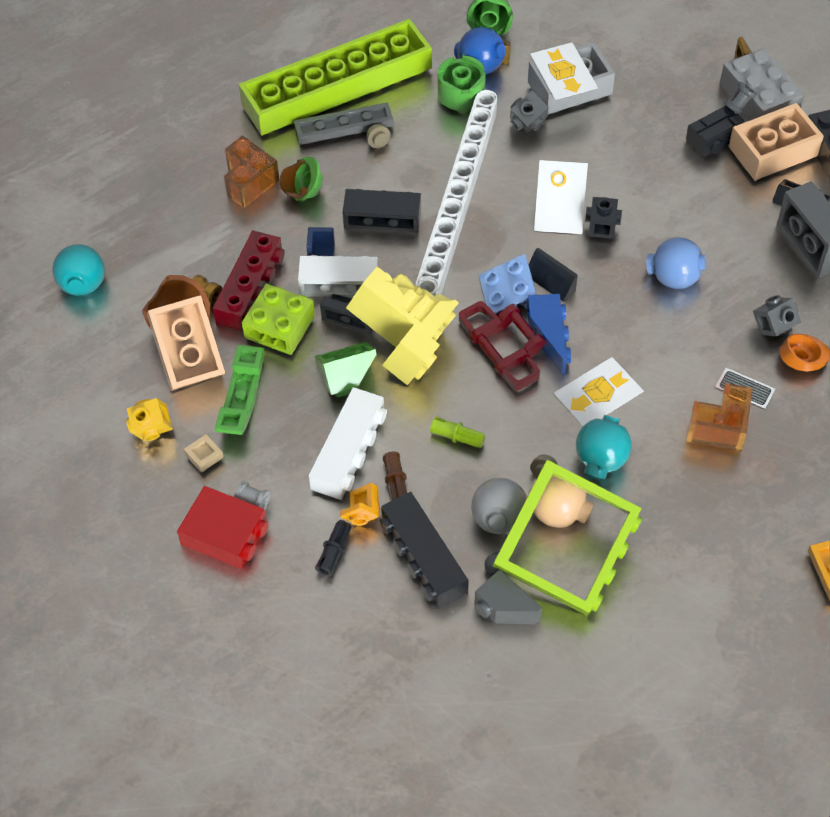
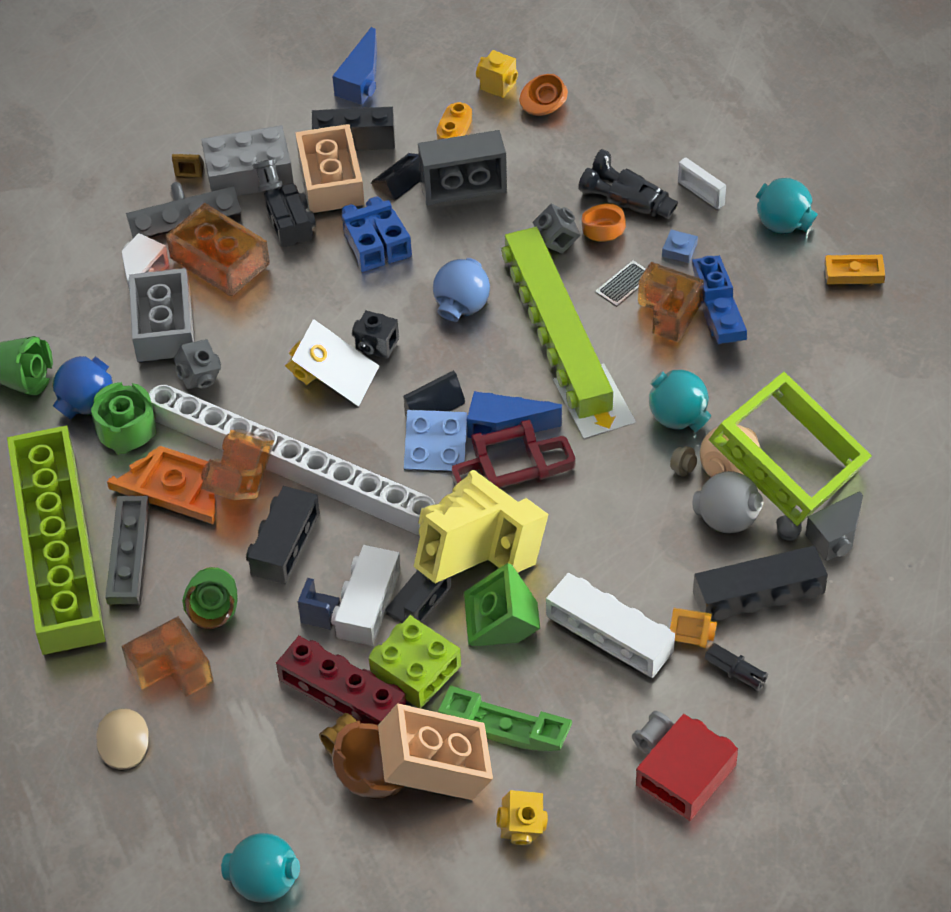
camera: 75 degrees left, 5 degrees down
(178, 167) = (122, 739): none -> tan hat
(203, 453) = (579, 772): tan plate -> none
(378, 136) = (164, 518): dark tan plate -> none
(394, 474) = (661, 594): reddish brown axle -> none
(413, 133) = (169, 482): none -> orange wing
(423, 162) = (241, 466): none -> clear orange brick
(457, 432) = (616, 527): lime axle -> none
(564, 71) = (162, 310): white sticker -> none
(624, 53) = (144, 256): none -> white slope
(653, 93) = (218, 249): none -> clear orange brick
(668, 342) = (557, 323): none -> lime brick
(691, 65) = (165, 217): none -> dark grey plate
(718, 191) = (375, 233): none -> blue hips
(743, 462) = (718, 301): none -> blue slope
(805, 420) = (679, 246): none -> medium blue plate

